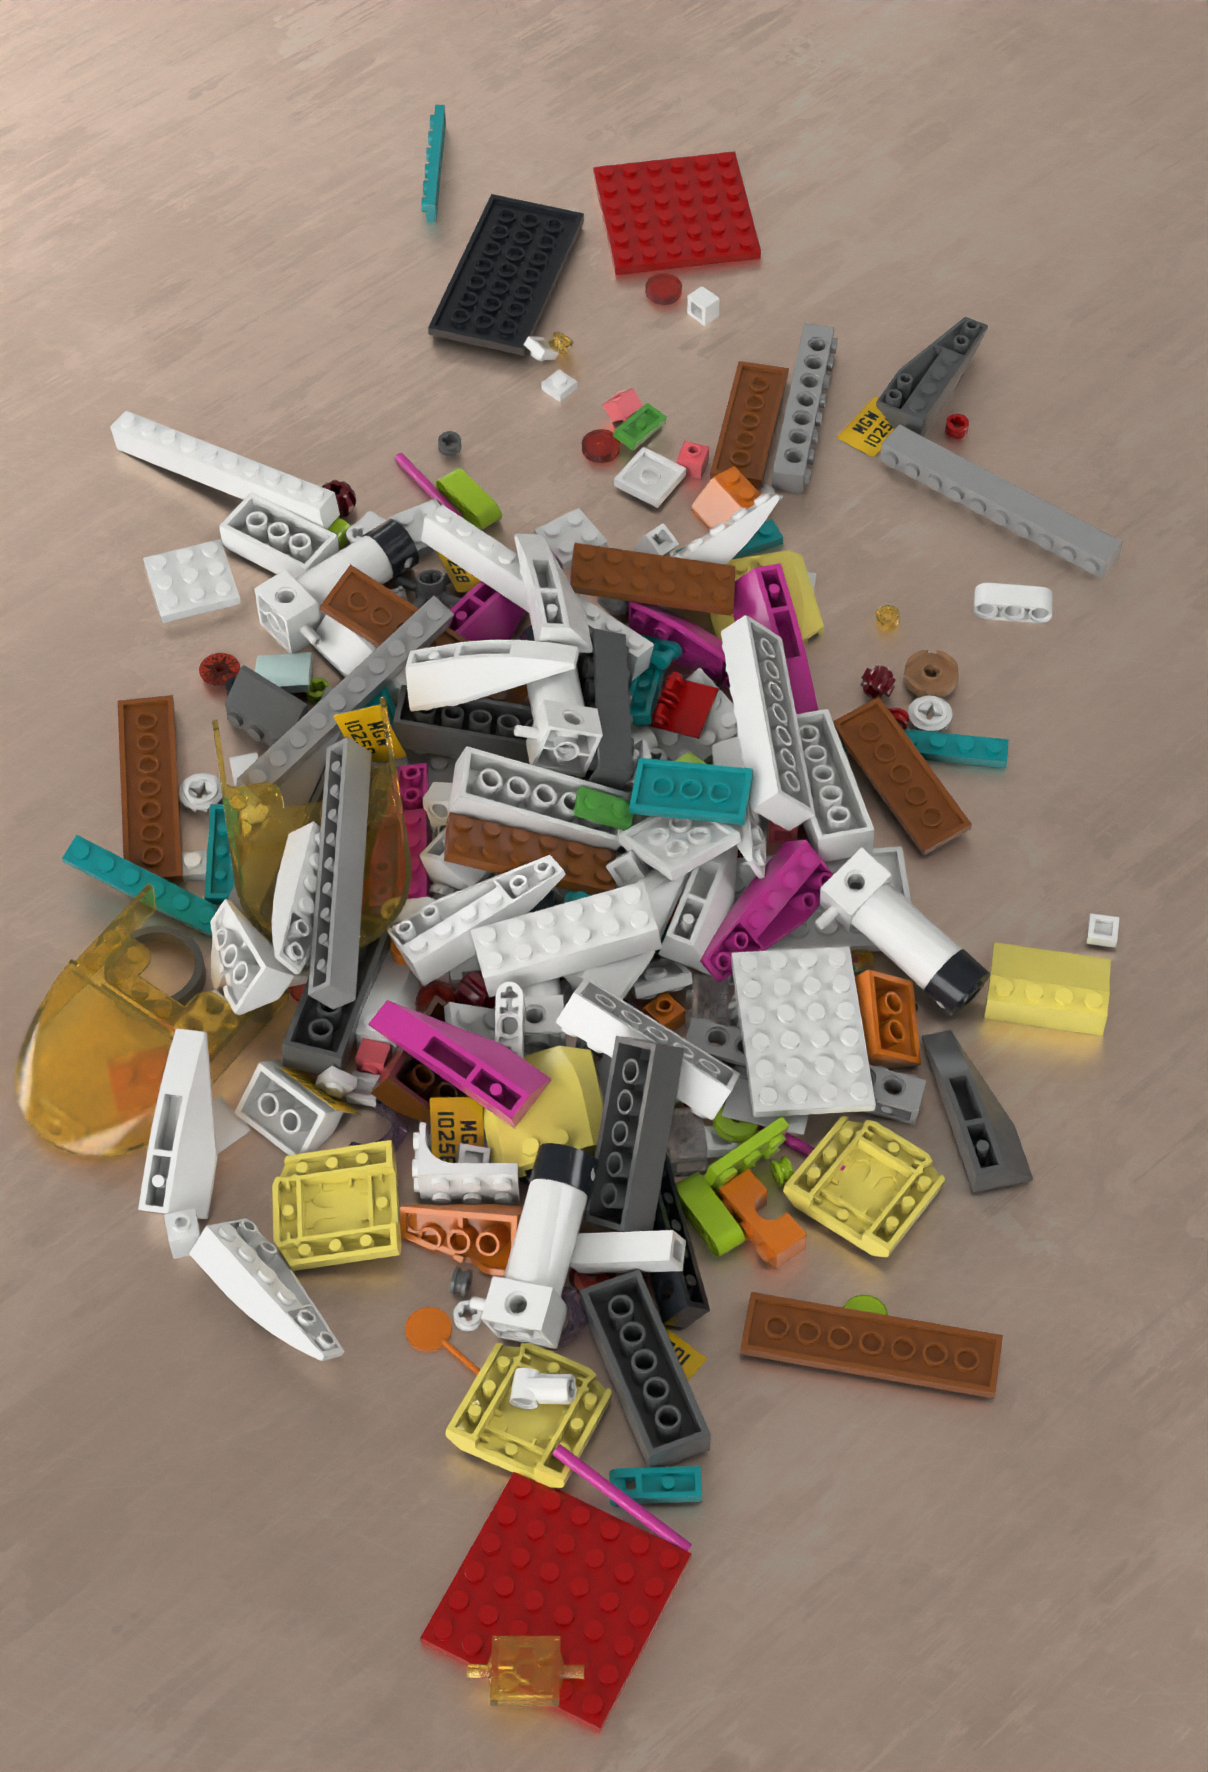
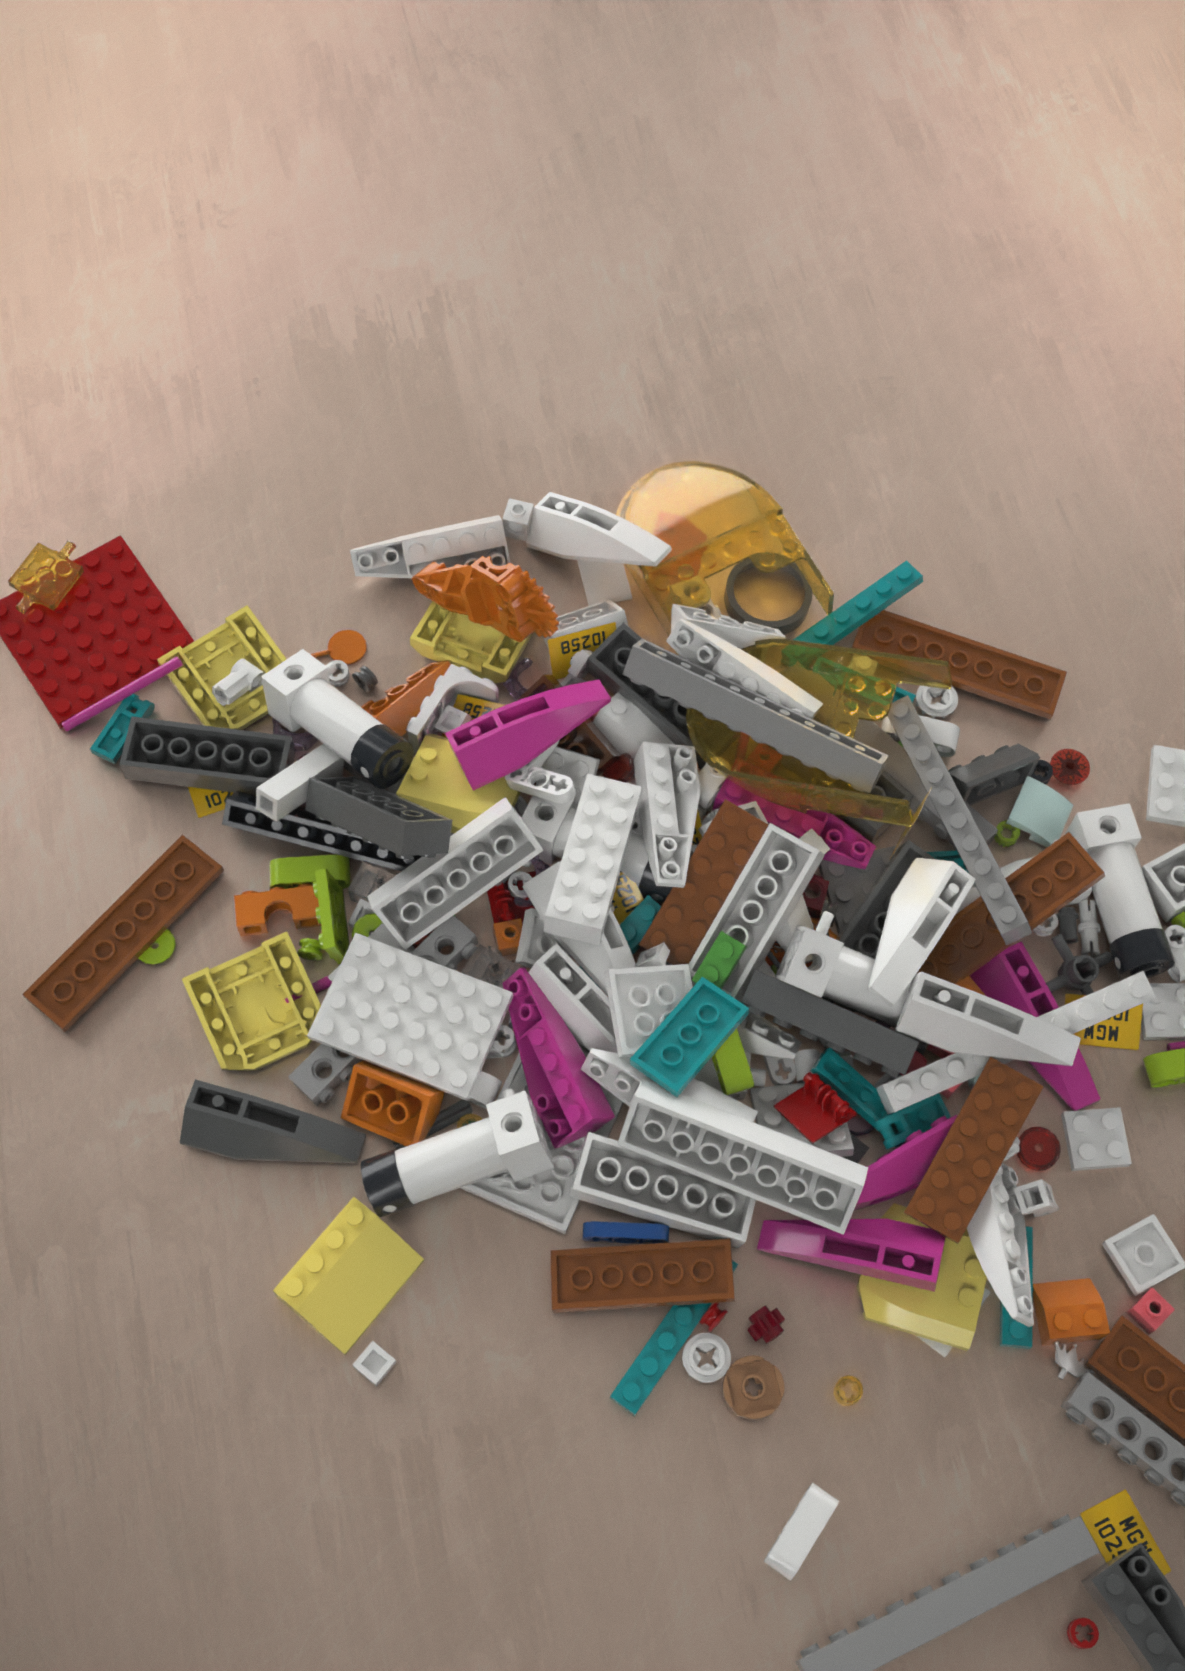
camera: 115 degrees right, 10 degrees up
(318, 1167) = (490, 596): none -> orange connector
(881, 819) = (625, 1232): none -> blue beam

